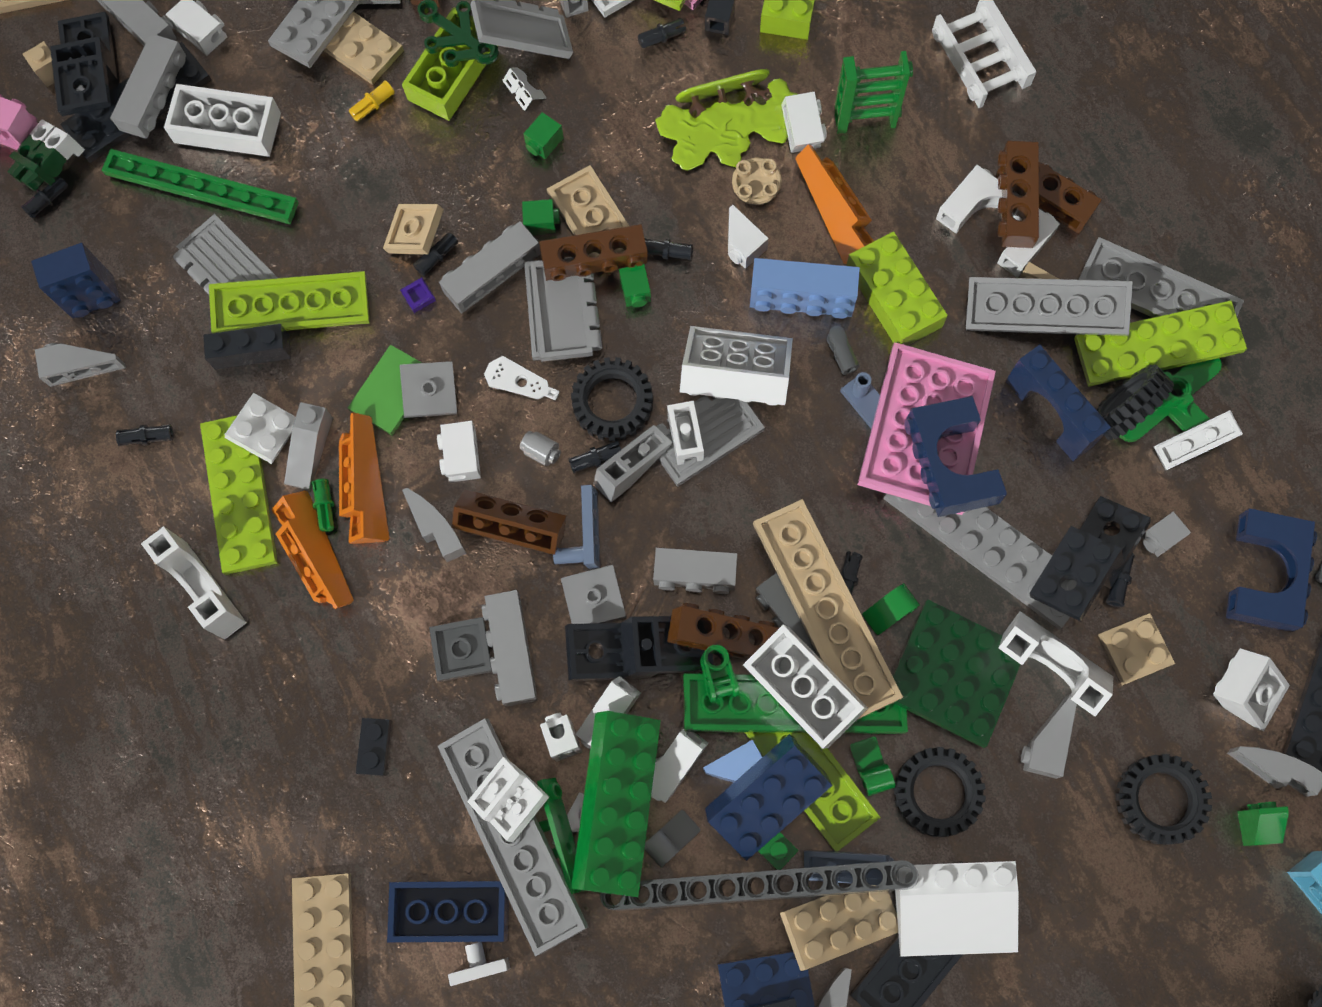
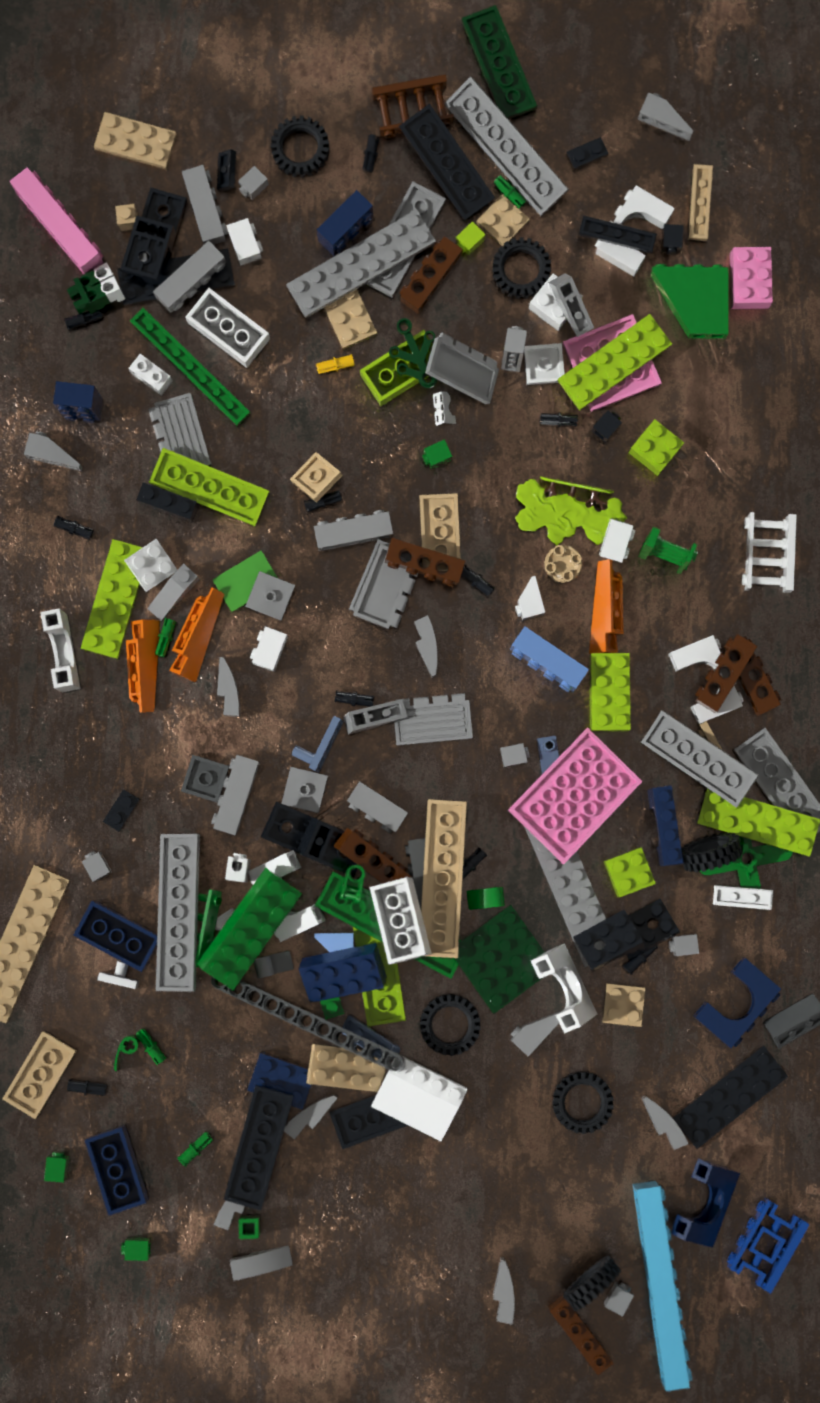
camera: 25 degrees right, 10 degrees up
(155, 216) = (150, 374): none -> white brick
(375, 835) = (96, 866): none -> light grey brick
(418, 295) = (296, 523): dark purple tile -> none
(508, 799) = (186, 891): white slope -> none
(509, 521) = (276, 713): reddish brown brick -> none
(511, 374) = (327, 614): white piece -> none
(540, 216) = (404, 513): green brick -> none
(540, 448) = (321, 674): light grey brick -> none
(603, 371) = (385, 643): black tyre -> none
(635, 286) = (441, 596): green brick -> none
(649, 348) = (427, 645): none -> light grey slope
(685, 432) = (417, 717): white brick -> none
(736, 365) = (477, 687): white slope -> none
(826, 420) = (514, 755): none -> light grey brick
(842, 350) = (552, 713): dark grey bar -> none
(871, 768) = (418, 987): green panel -> none
(950, 491) = (560, 847): dark blue arch -> none
(1046, 483) = (629, 872): none -> lime brick
(1251, 688) = (678, 1067): white slope -> none
(1263, 823) = (631, 1149): green slope -> none

